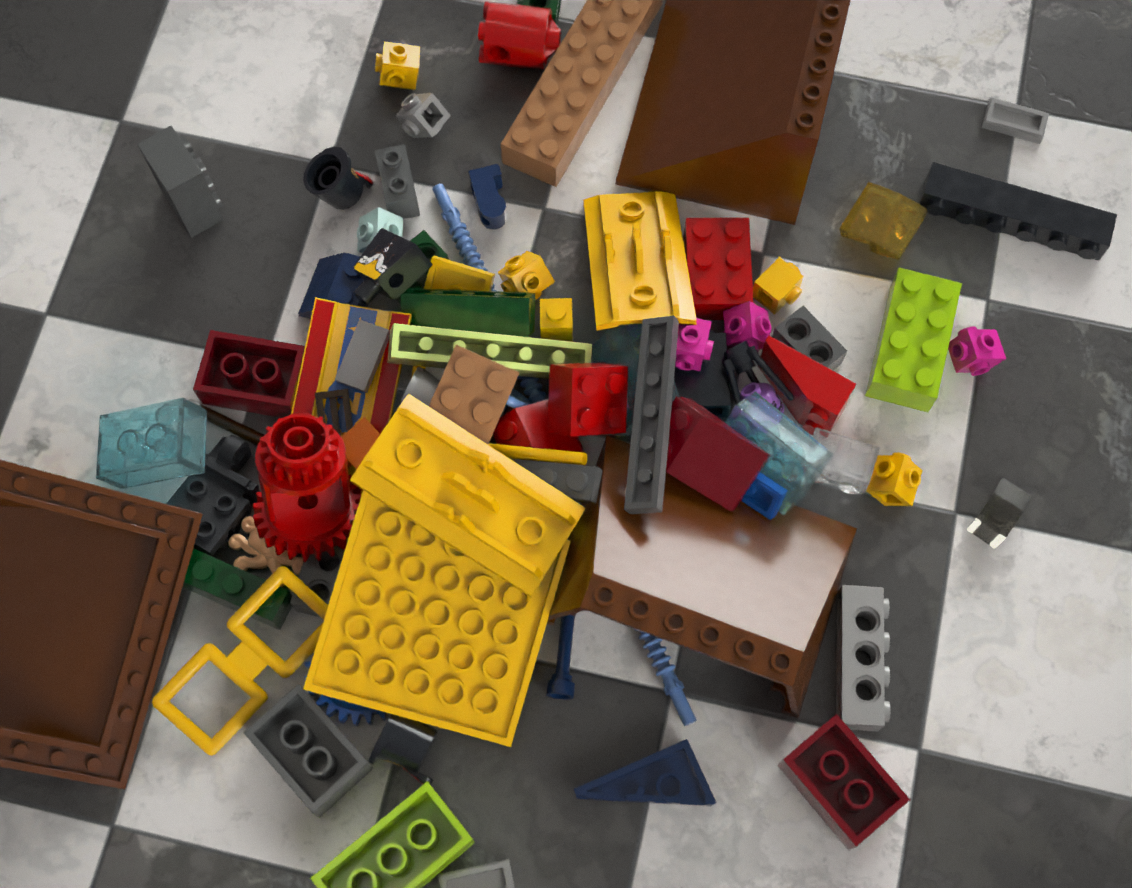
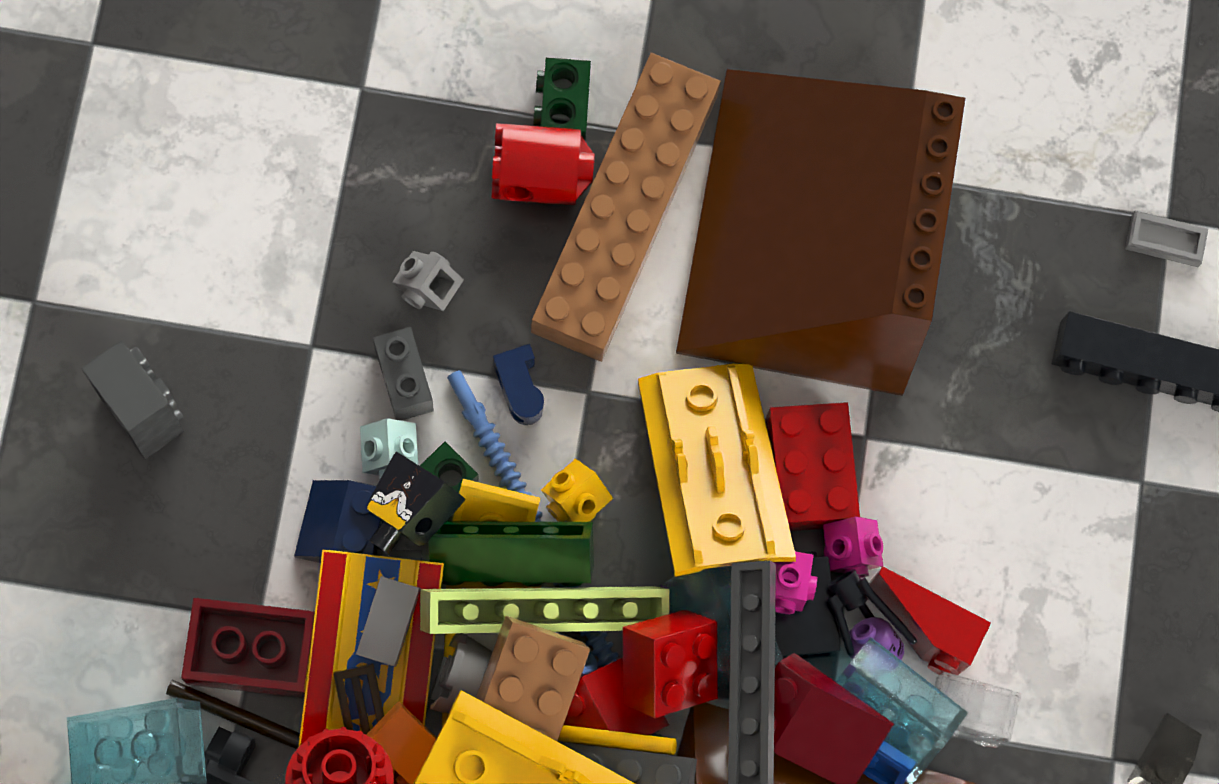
camera: 15 degrees left, 5 degrees up
(334, 180) = (324, 378): black hat -> none
(398, 65) = (389, 211): yellow brick -> none
(556, 319) = (618, 549): yellow brick -> none
(778, 285) = (888, 484): yellow brick -> none
(815, 338) = (935, 555): dark grey brick -> none
(883, 220) = (1011, 387): clear yellow slope -> none
(895, 480) = (1041, 729): yellow brick -> none
(913, 340) = (1055, 546): lime brick -> none
(976, 350) = (1122, 558): dark pink brick -> none

